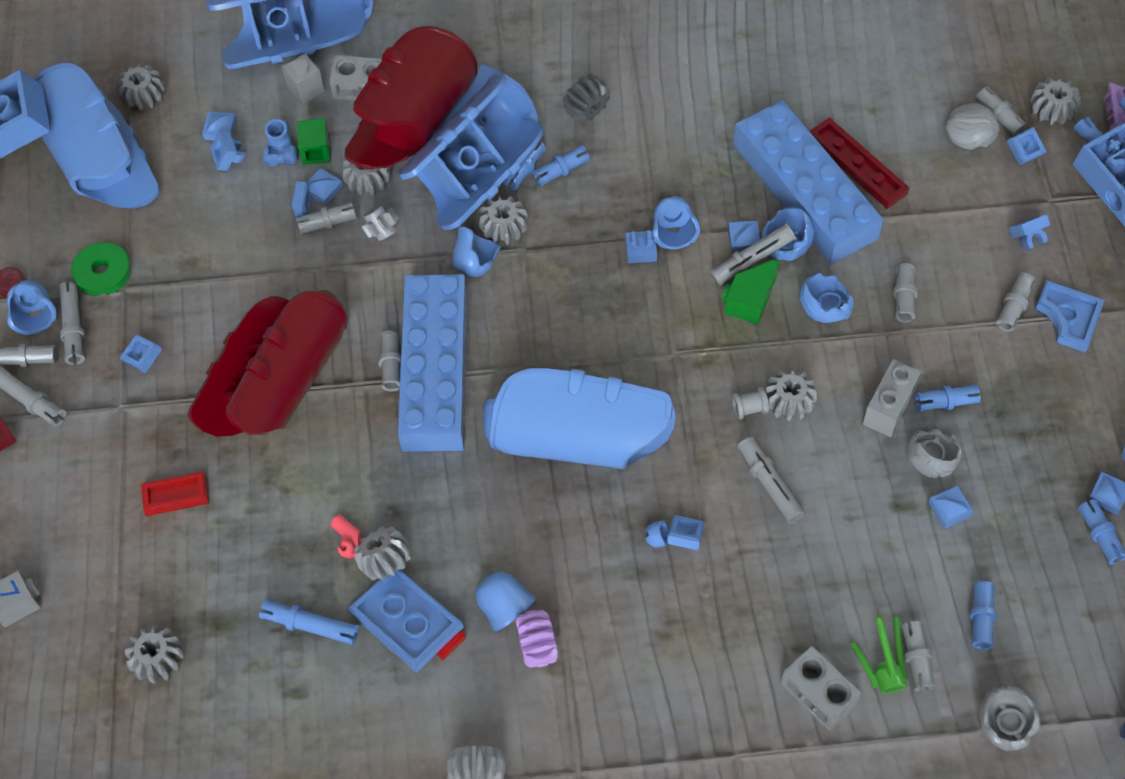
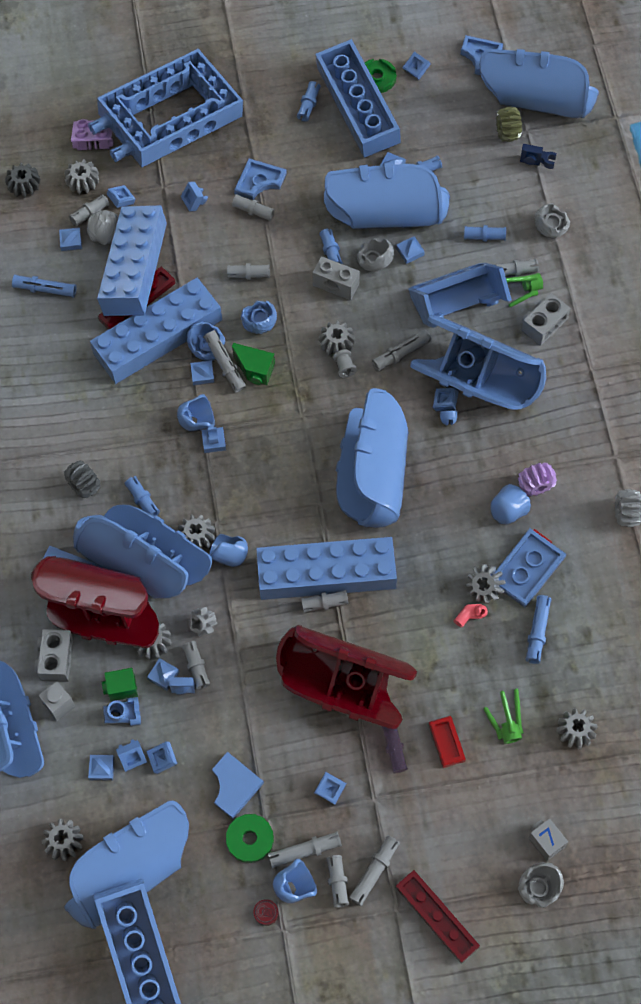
camera: 95 degrees left, 5 degrees up
(169, 568) = (510, 730): none -> bright green plant
(170, 257) = (236, 785): none -> medium blue tile
(172, 429) = (395, 750): none -> clear purple pin
(216, 181) = (161, 757): none -> medium blue tile
(725, 570) = (485, 368): none -> medium blue animal
(868, 551) = (459, 290): none -> medium blue windscreen
(880, 56) = (67, 289): none -> medium blue pin
(909, 145) = (132, 261): none -> medium blue brick
(954, 93) = (70, 239): none -> medium blue tile
(1028, 464) = (386, 196): none -> medium blue animal
(1045, 38) = (22, 180): none -> dark grey gear

